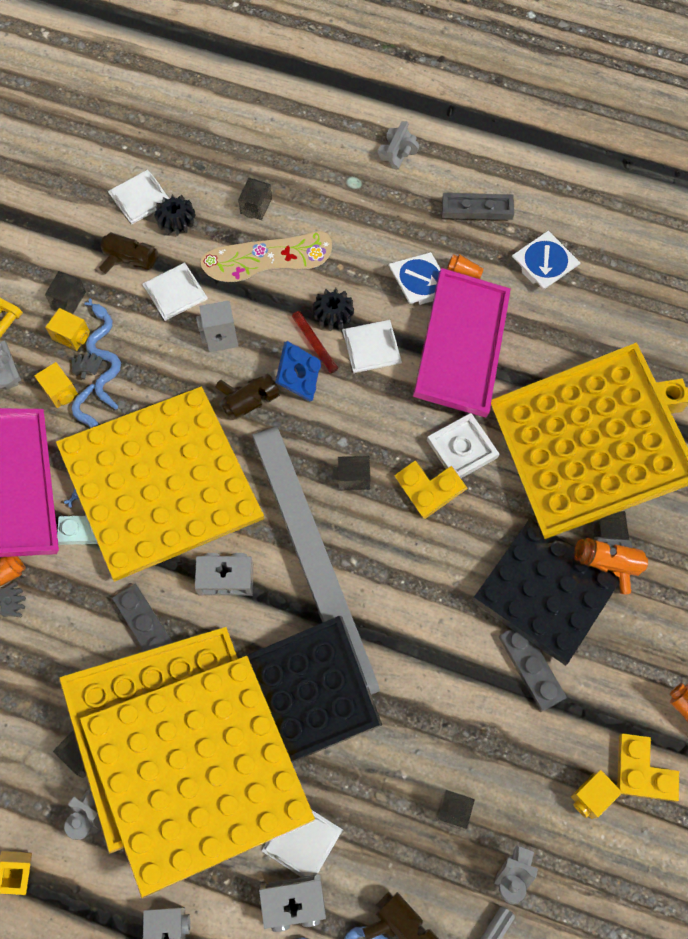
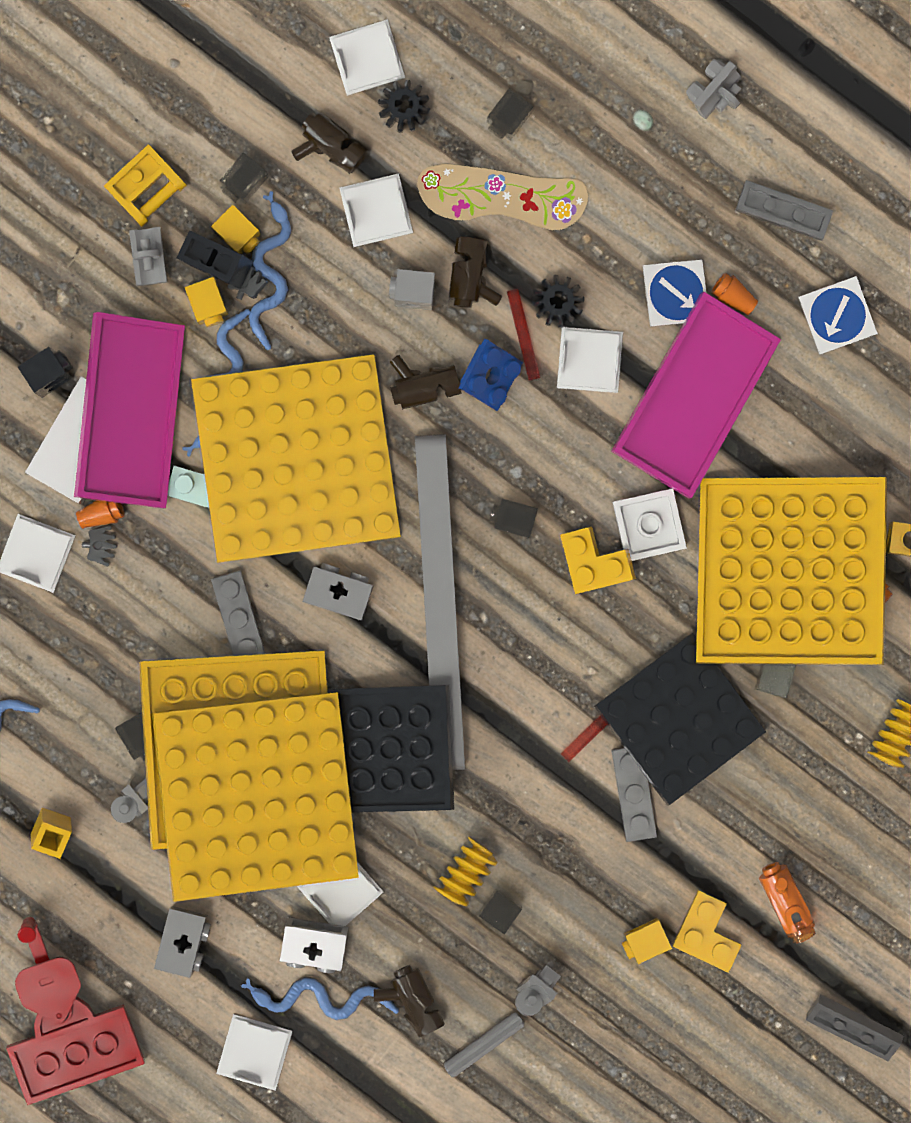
camera: 15 degrees right, 20 degrees up
(46, 348) = (214, 259): none -> black brick
(257, 310) = (466, 275): none -> dark brown piece
(412, 784) = (467, 873): none -> yellow piece
(473, 633) = (584, 738): none -> clear red bar
(612, 555) = (762, 707): orange piece -> none

